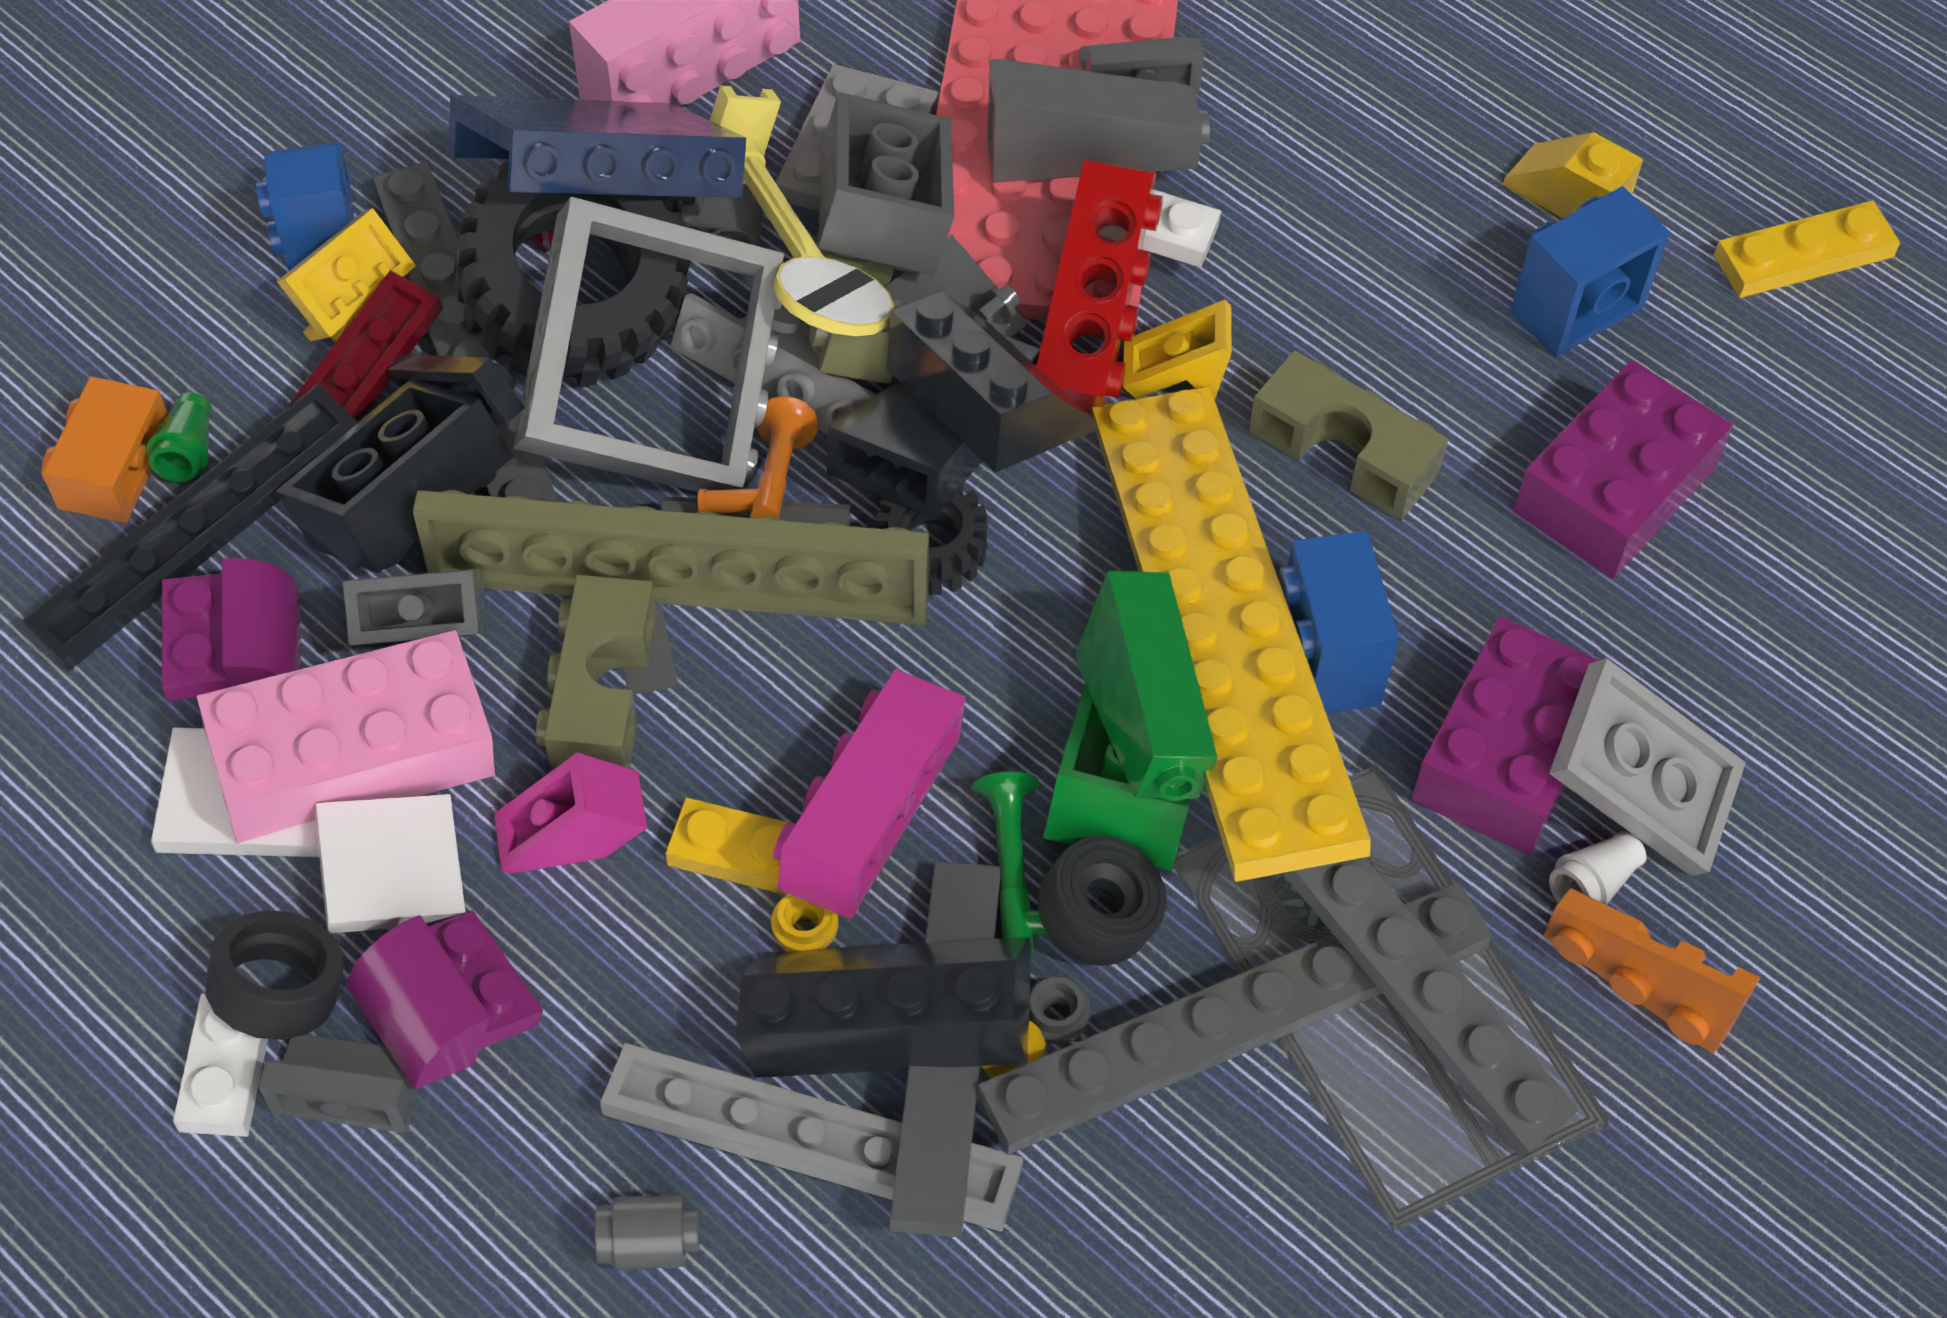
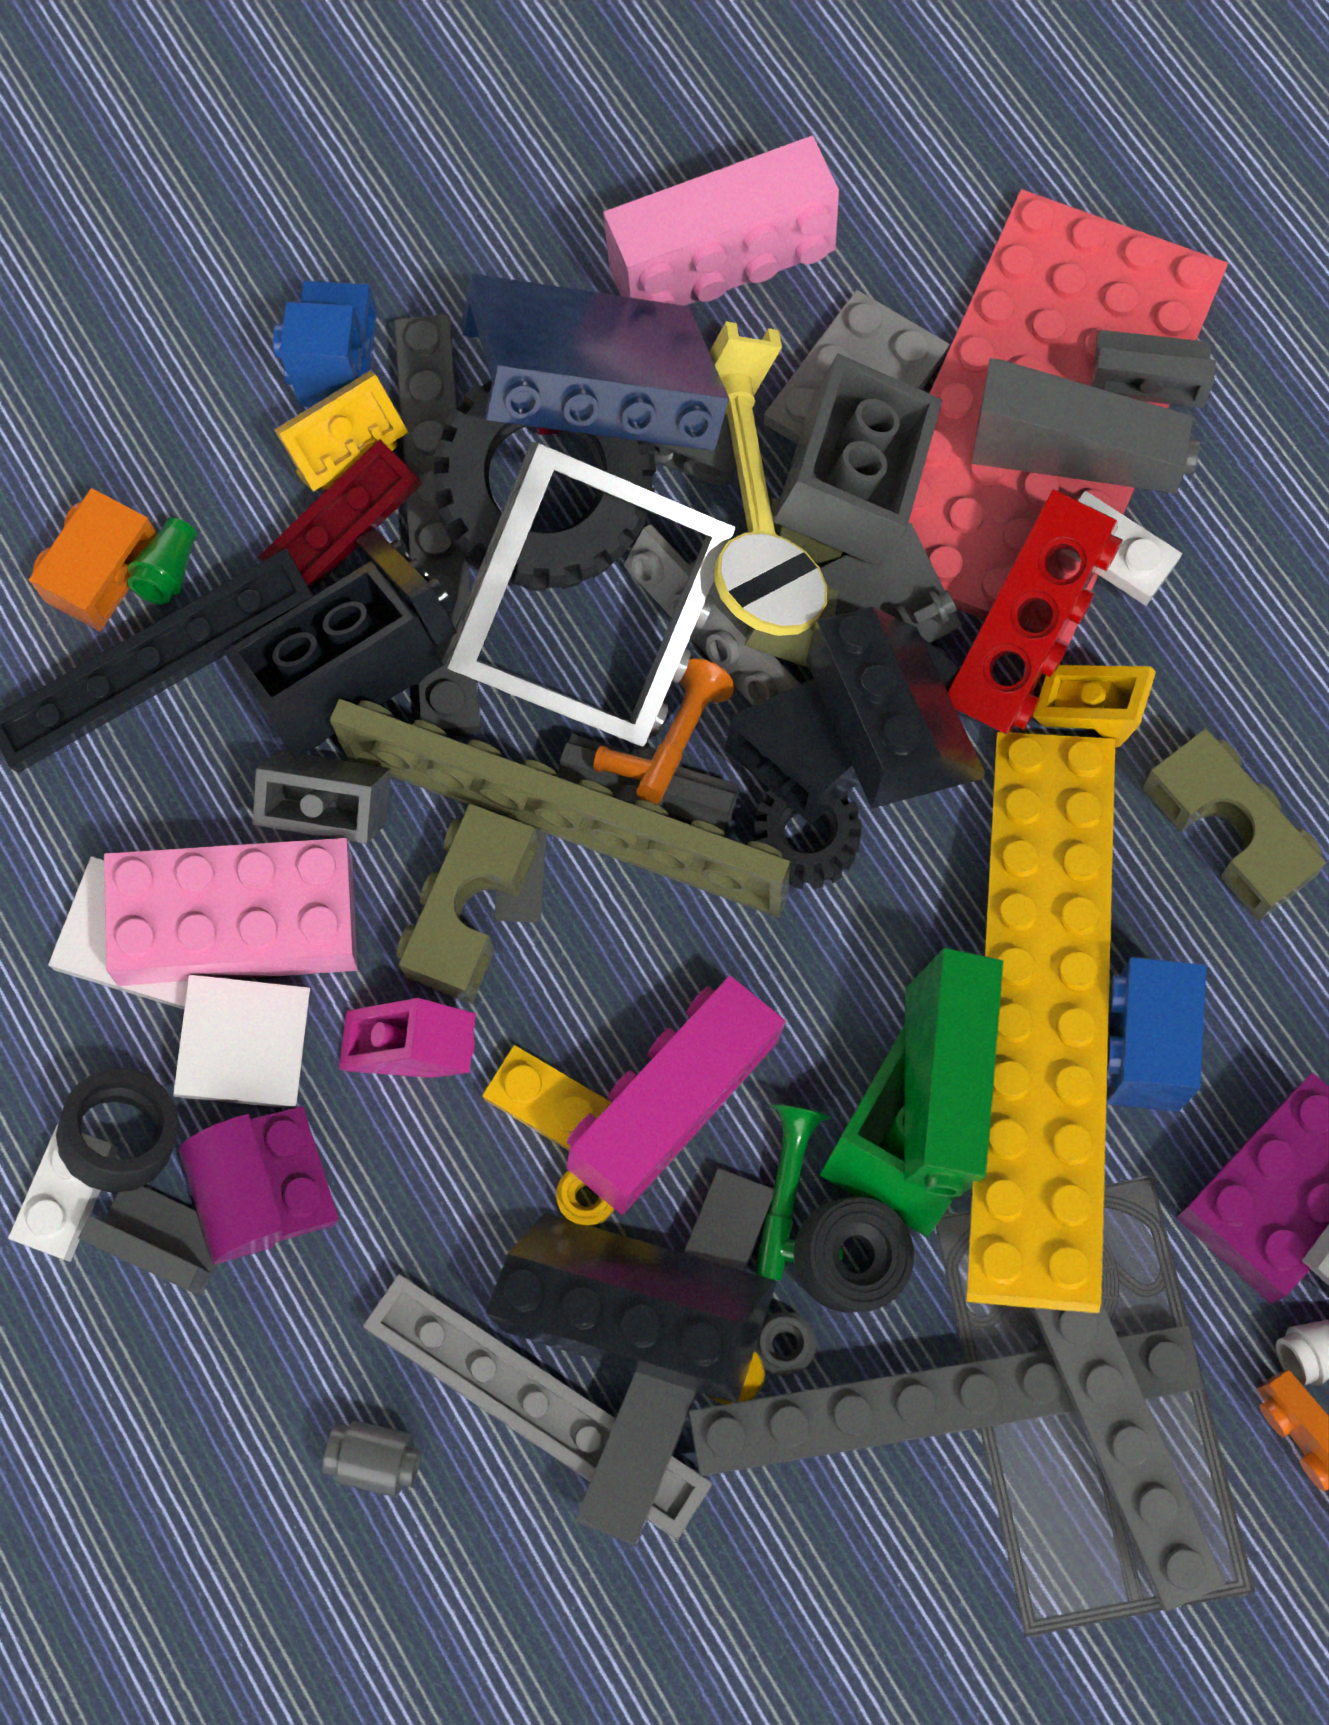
camera: 25 degrees right, 15 degrees up
(229, 628) = (160, 779): magenta brick -> none

